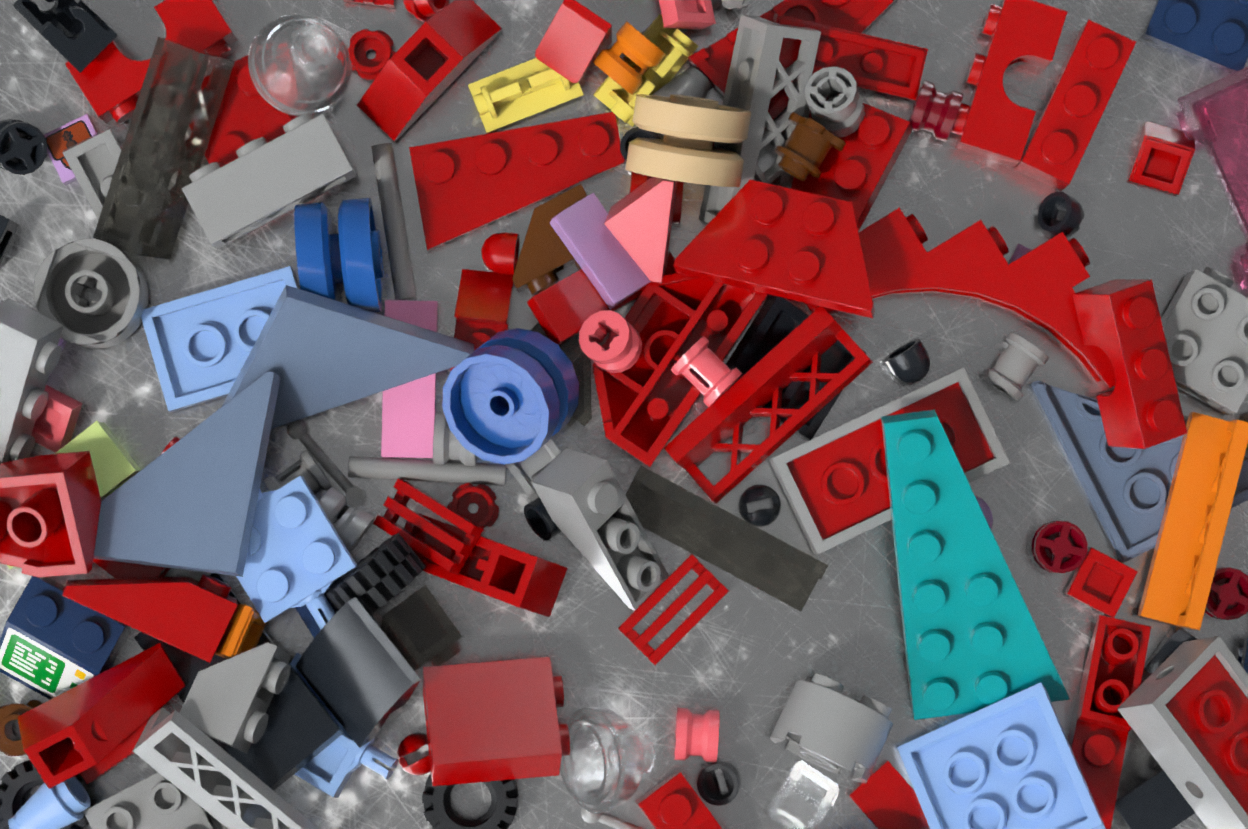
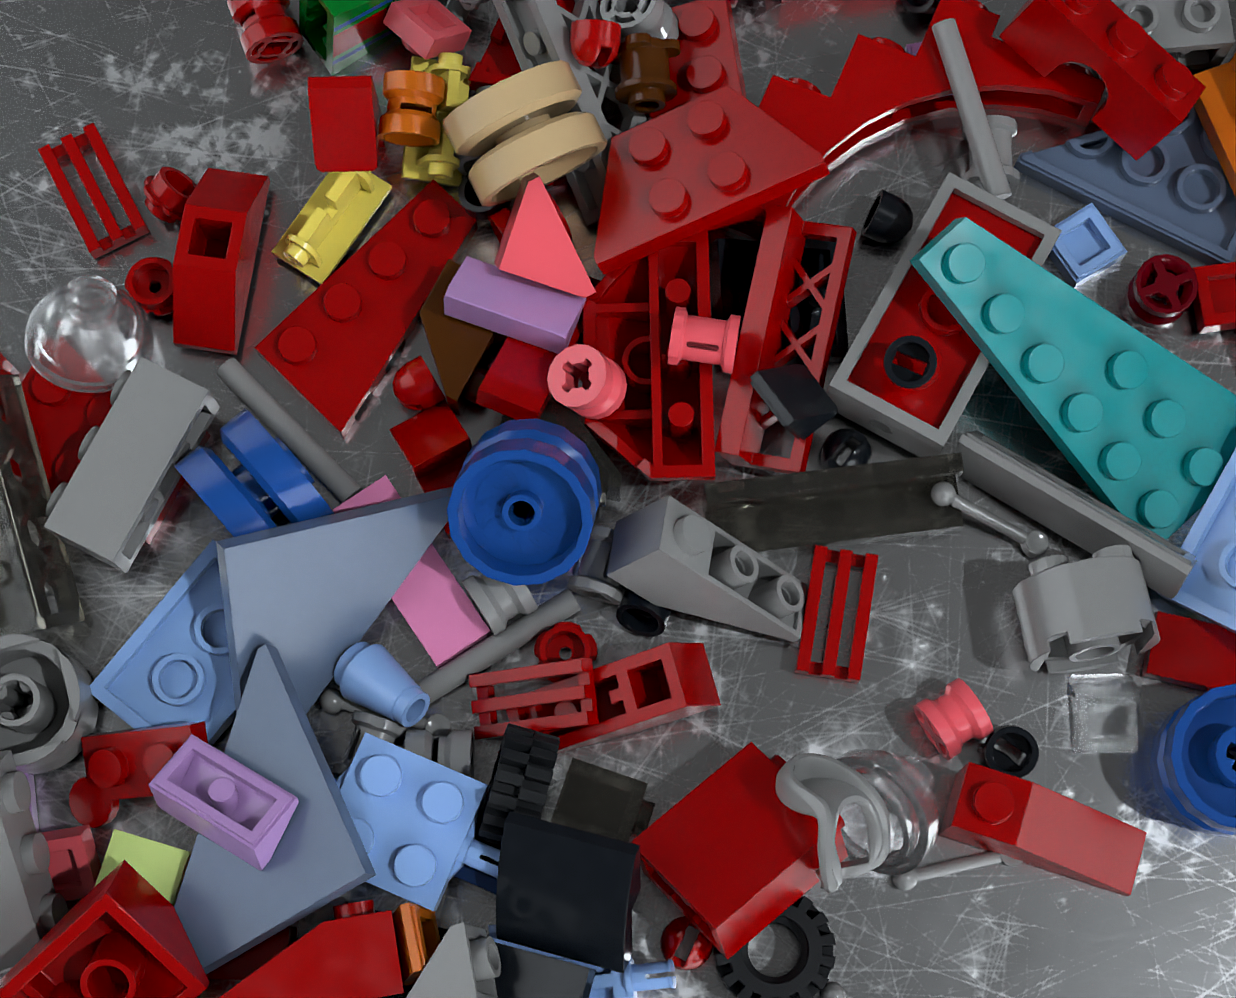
camera: 30 degrees left, 10 degrees down
(140, 388) = (123, 766): none -> red hinge
(178, 458) = (224, 801): none -> lavender slope
(334, 442) = (379, 683): none -> light blue cone
(564, 723) = (821, 789): none -> light grey piece
(742, 450) = (794, 398): none -> black slope
(783, 106) = (595, 42): none -> red hinge
(823, 490) = (916, 349): none -> black hinge
(840, 654) = (1032, 543): none -> light grey hinge
(879, 653) = (1070, 510): none -> light grey slope
(1015, 331) = (971, 108): none -> light grey bar
(1032, 475) = (1085, 246): none -> light blue tile

